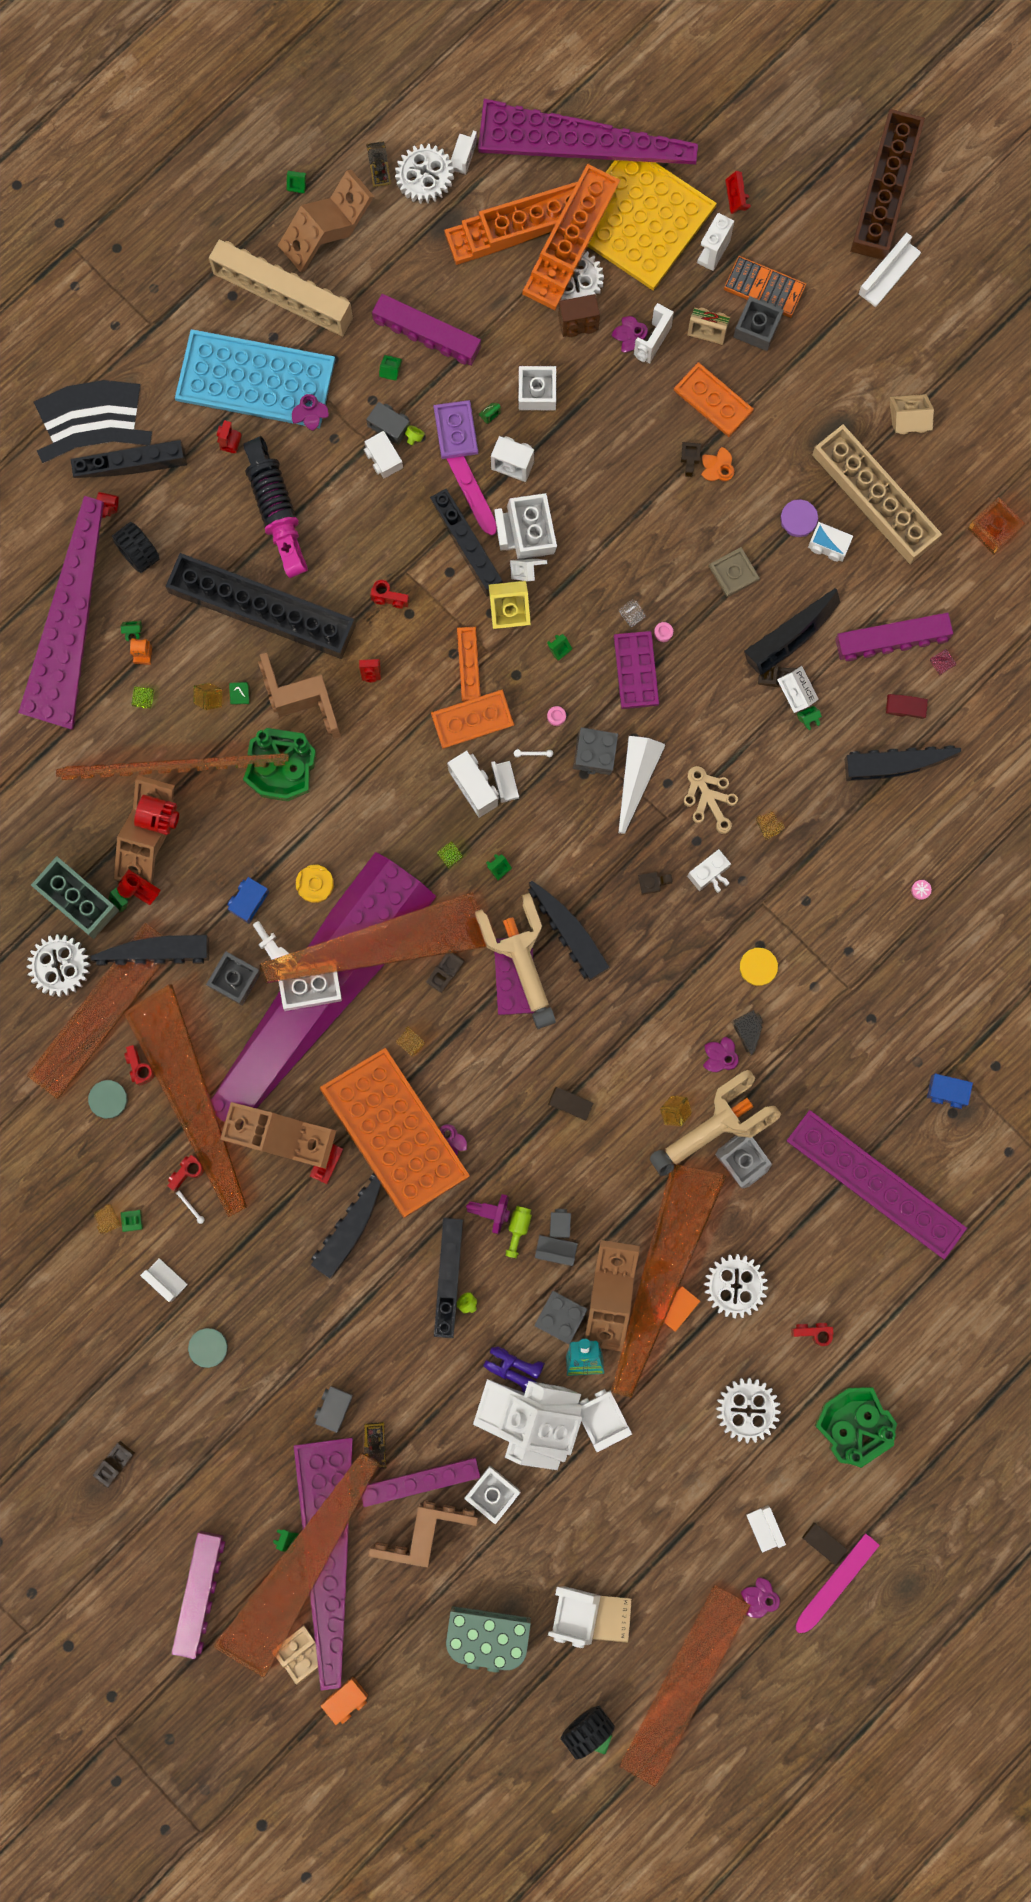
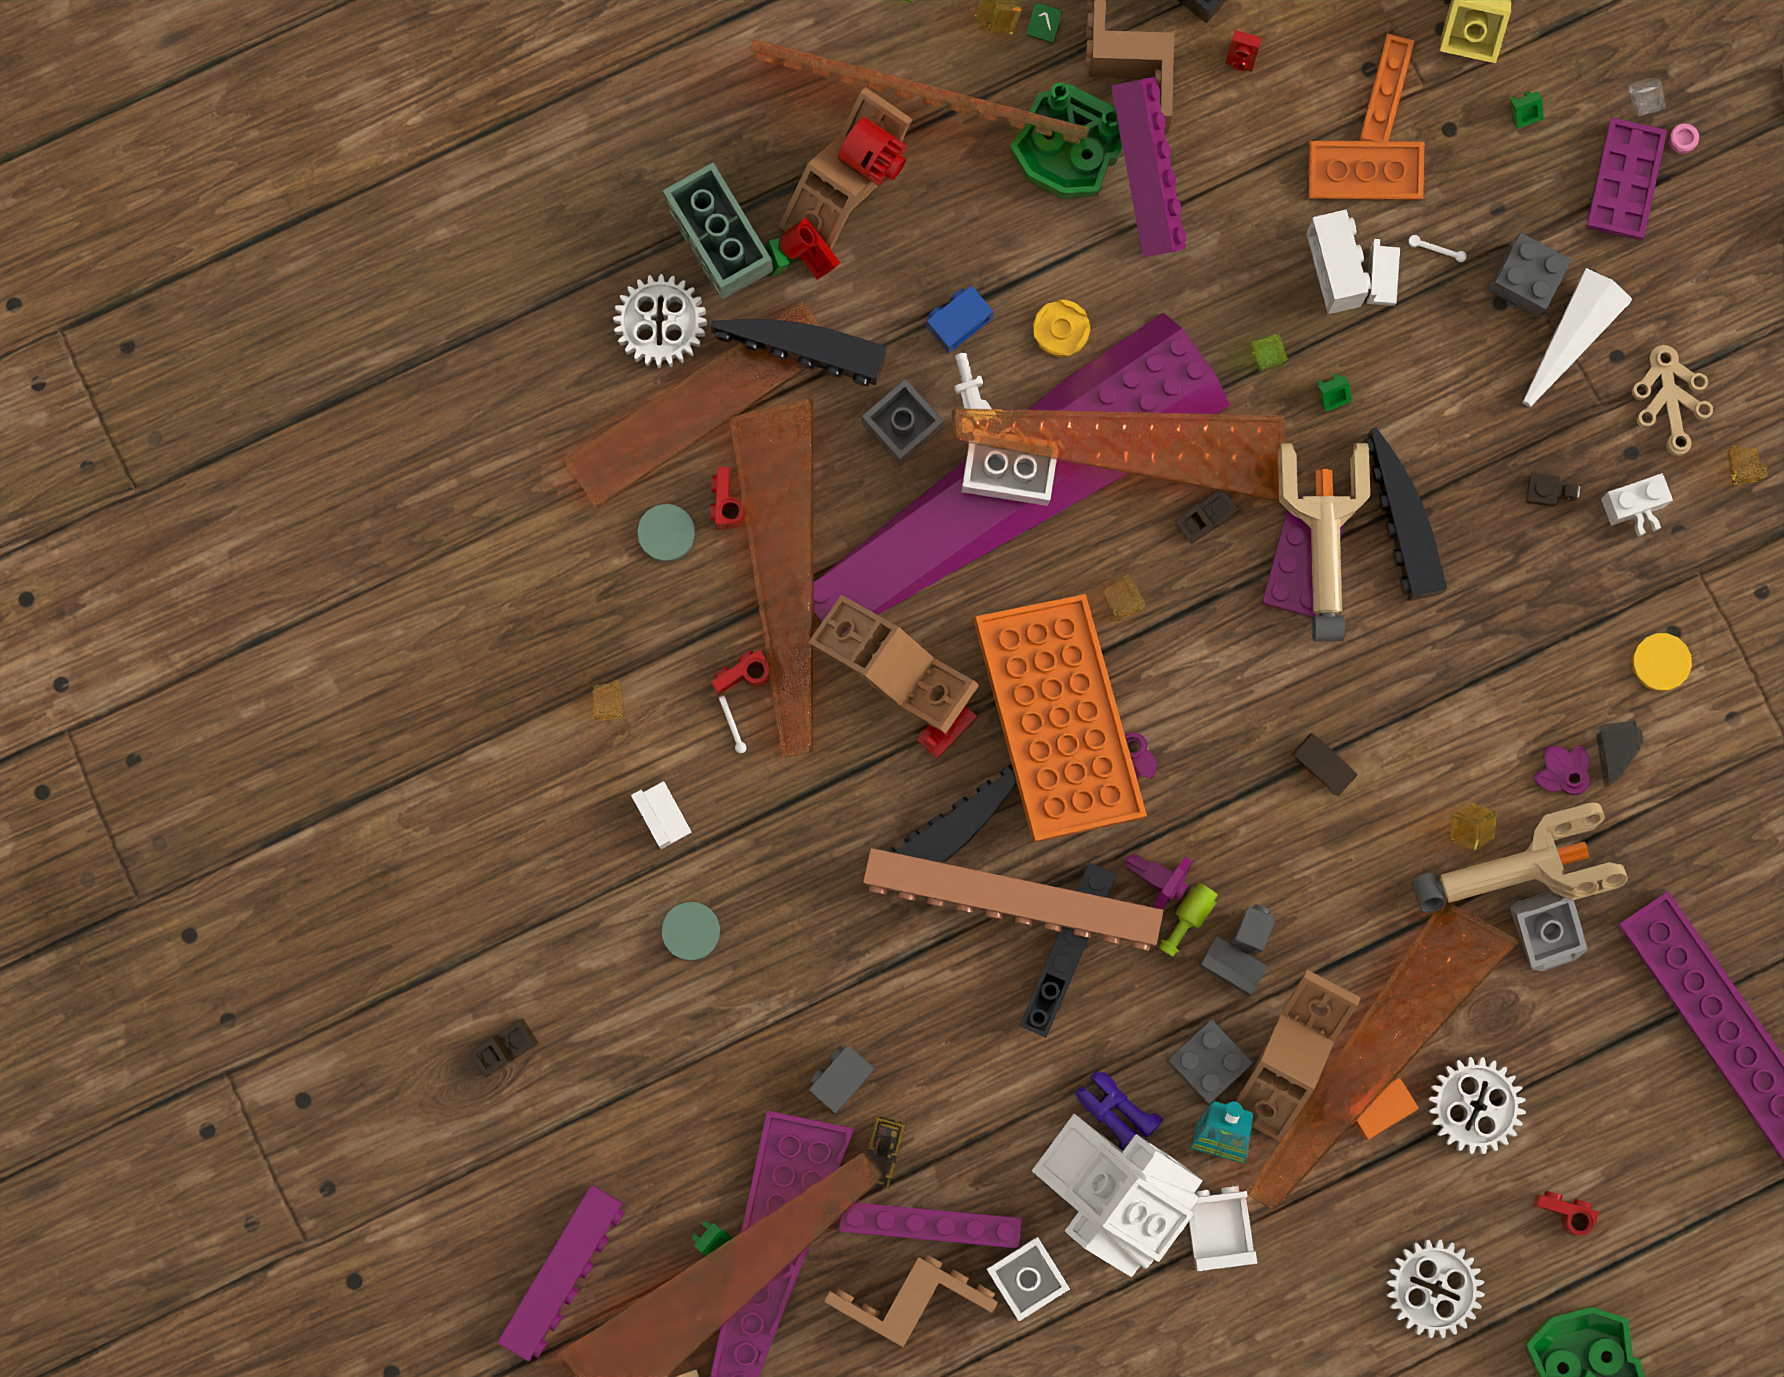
camera: 20 degrees right, 0 degrees up
(131, 1221) = (643, 715): green tile -> none
(334, 764) = (1149, 167): none -> magenta brick
(402, 1258) = (1013, 897): none -> nougat brick
(467, 1303) = (1081, 996): lime tile -> none
(556, 716) = (1488, 207): bright pink tile -> none

